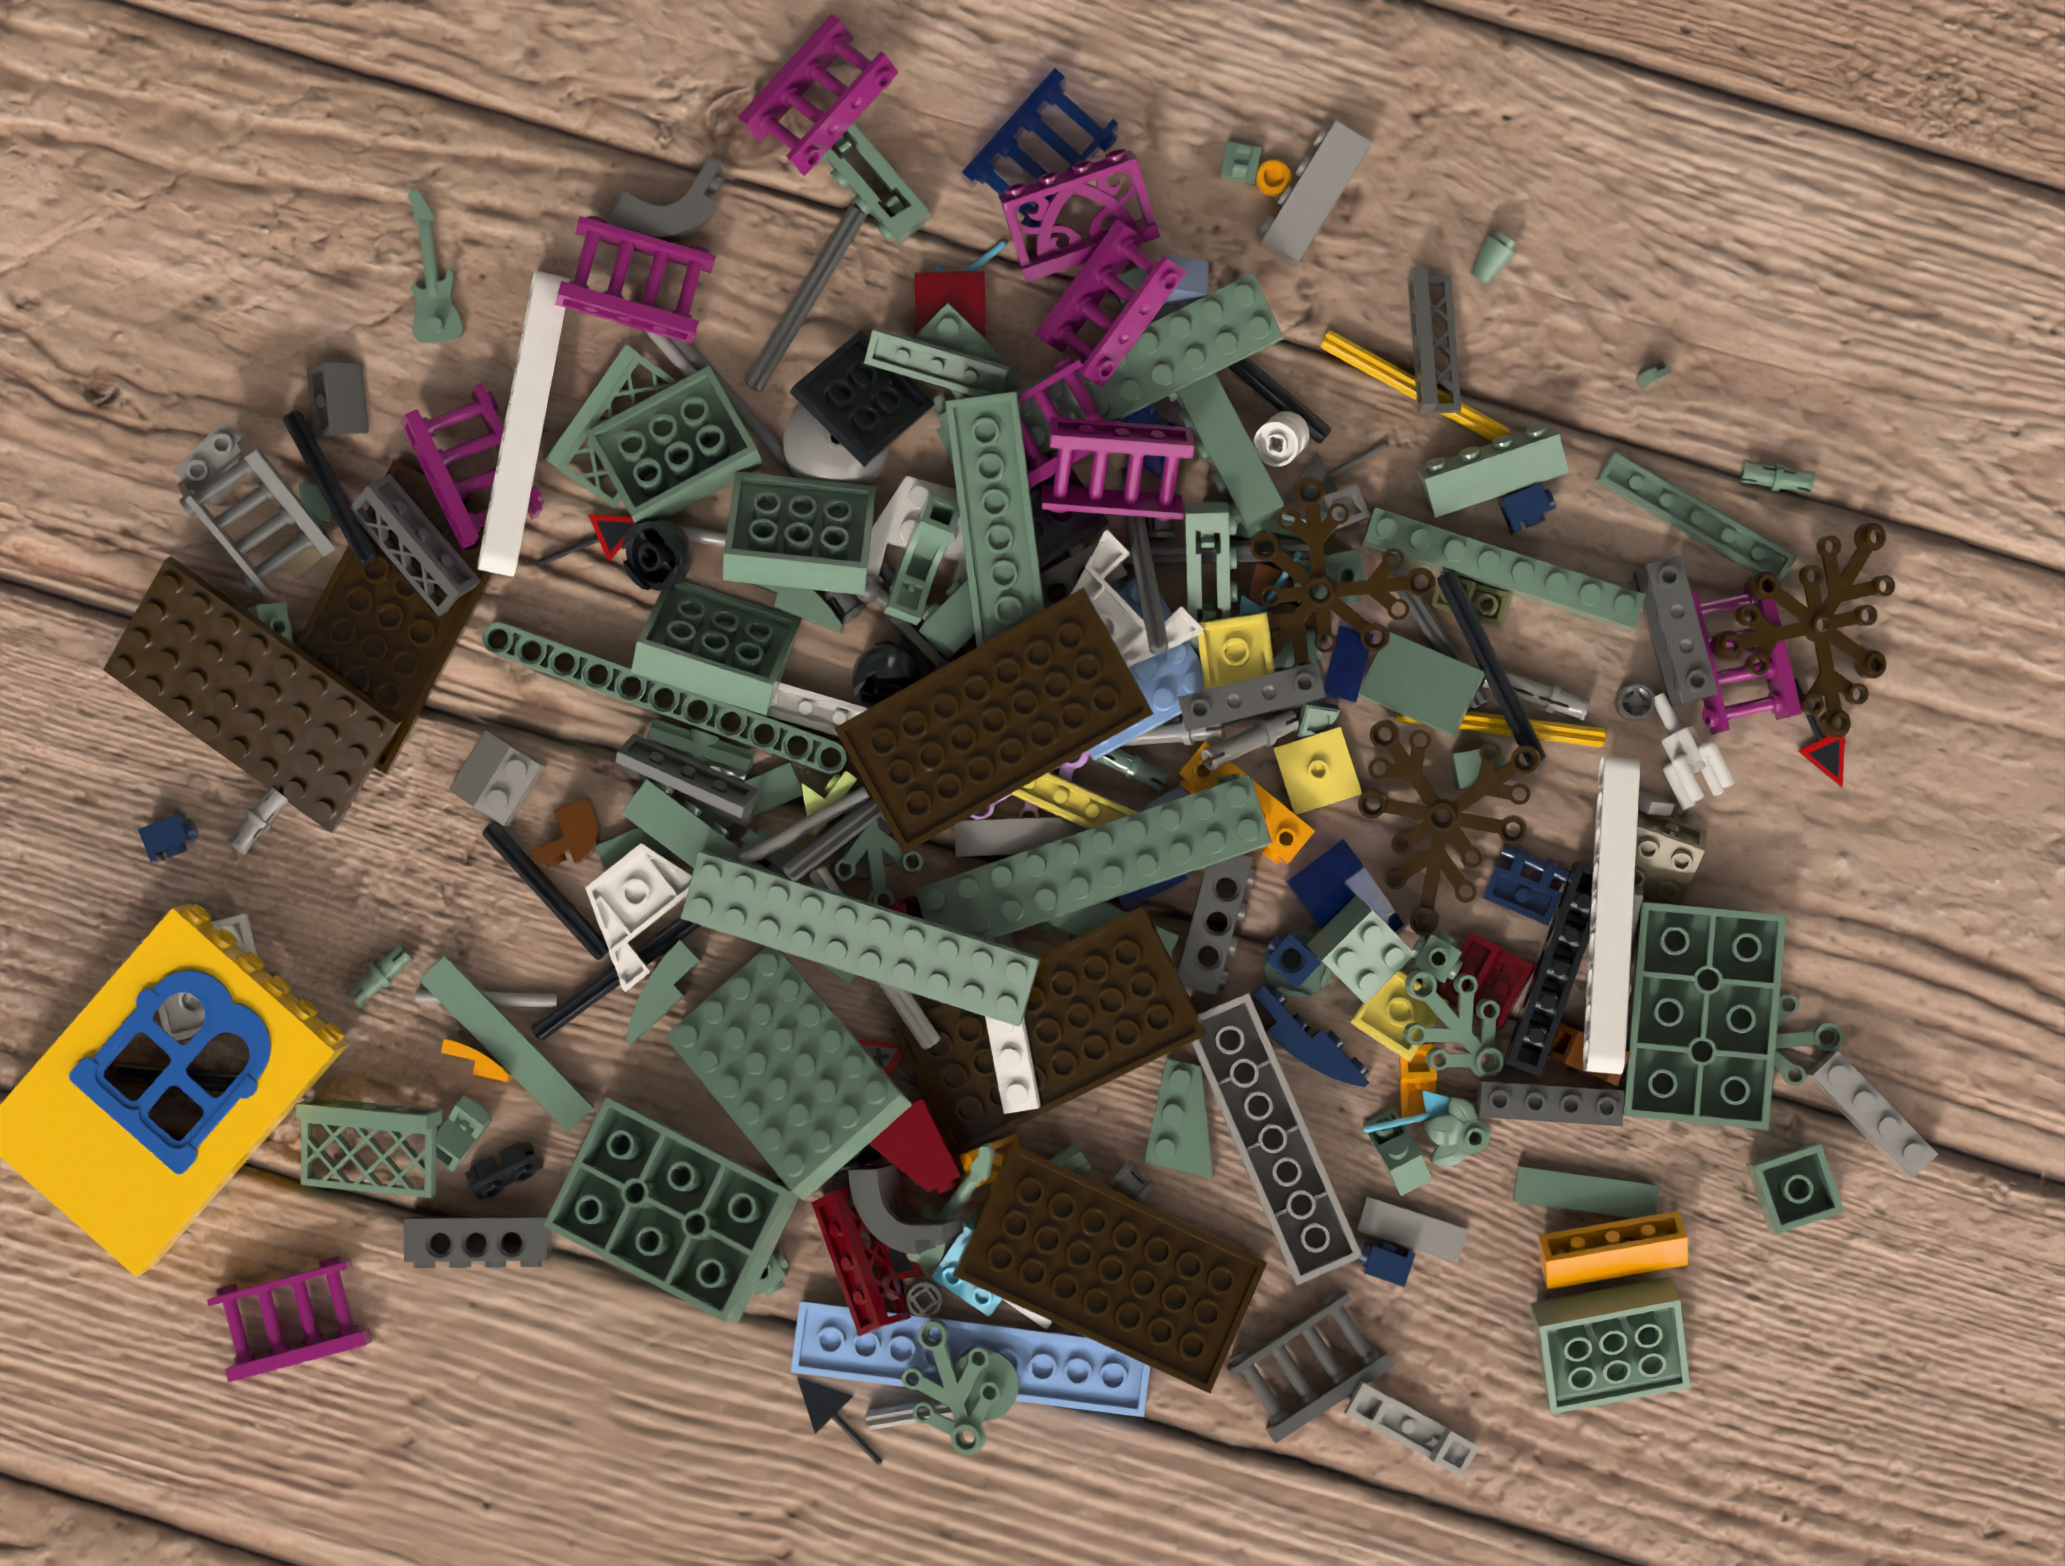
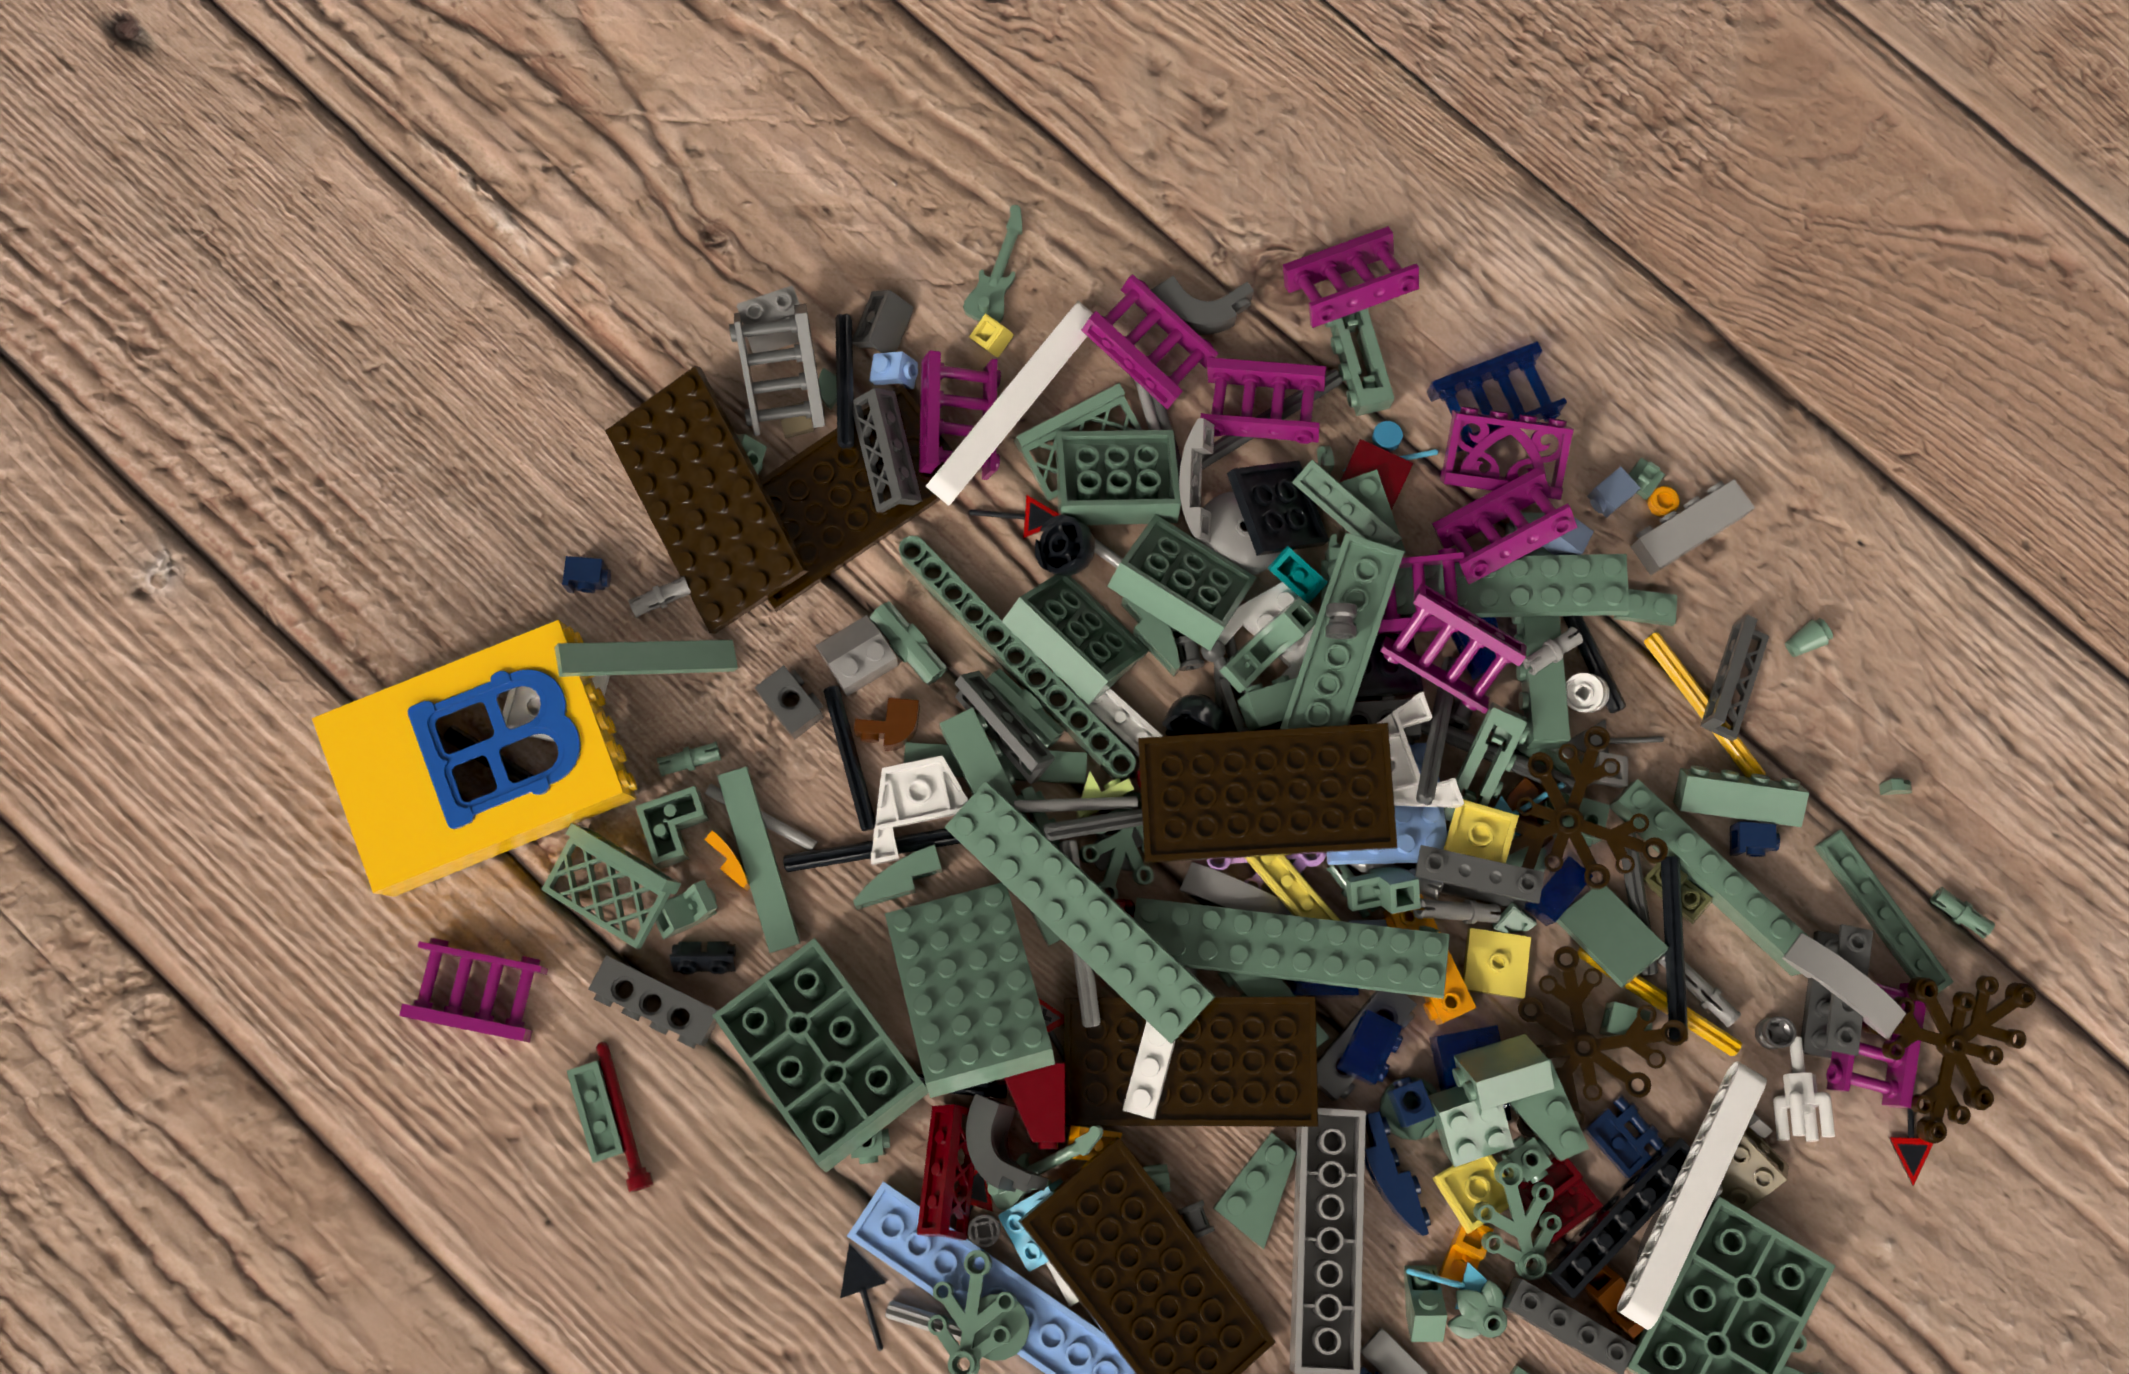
camera: 15 degrees right, 10 degrees down
(282, 897) = (645, 657): none -> sand green tile
(376, 446) = (893, 369): none -> light blue bracket
(389, 1056) = (665, 818): none -> sand green brick
(432, 858) = (797, 718): none -> dark grey brick
(461, 355) = (991, 335): none -> light yellow slope
(476, 1376) = (595, 1111): none -> sand green plate
(544, 739) = (908, 643): none -> sand green piece
(552, 1417) = (638, 1176): none -> dark red piece
(754, 416) = (1198, 443): none -> light grey slope
(764, 262) = (1265, 374): none -> magenta fence
(887, 314) = (1325, 458): none -> sand green tile
(917, 461) = (1297, 574): none -> teal slope
(942, 253) = (1387, 436): none -> dark azure tile
(985, 504) = (1341, 623): none -> flat silver wheel
(1163, 754) = (1385, 887): none -> sand green brick
(1213, 198) = (1613, 492): none -> sand blue brick
(1223, 416) = (1552, 651): none -> light grey pin
(1224, 928) = (1370, 1048): none -> clear blue brick
(1306, 306) = (1651, 608): none -> sand green plate
(1366, 888) = (1503, 1072): none -> sand green brick
(1429, 898) = (1553, 1120): none -> sand green wing
(1675, 625) = (1846, 983): none -> light grey slope

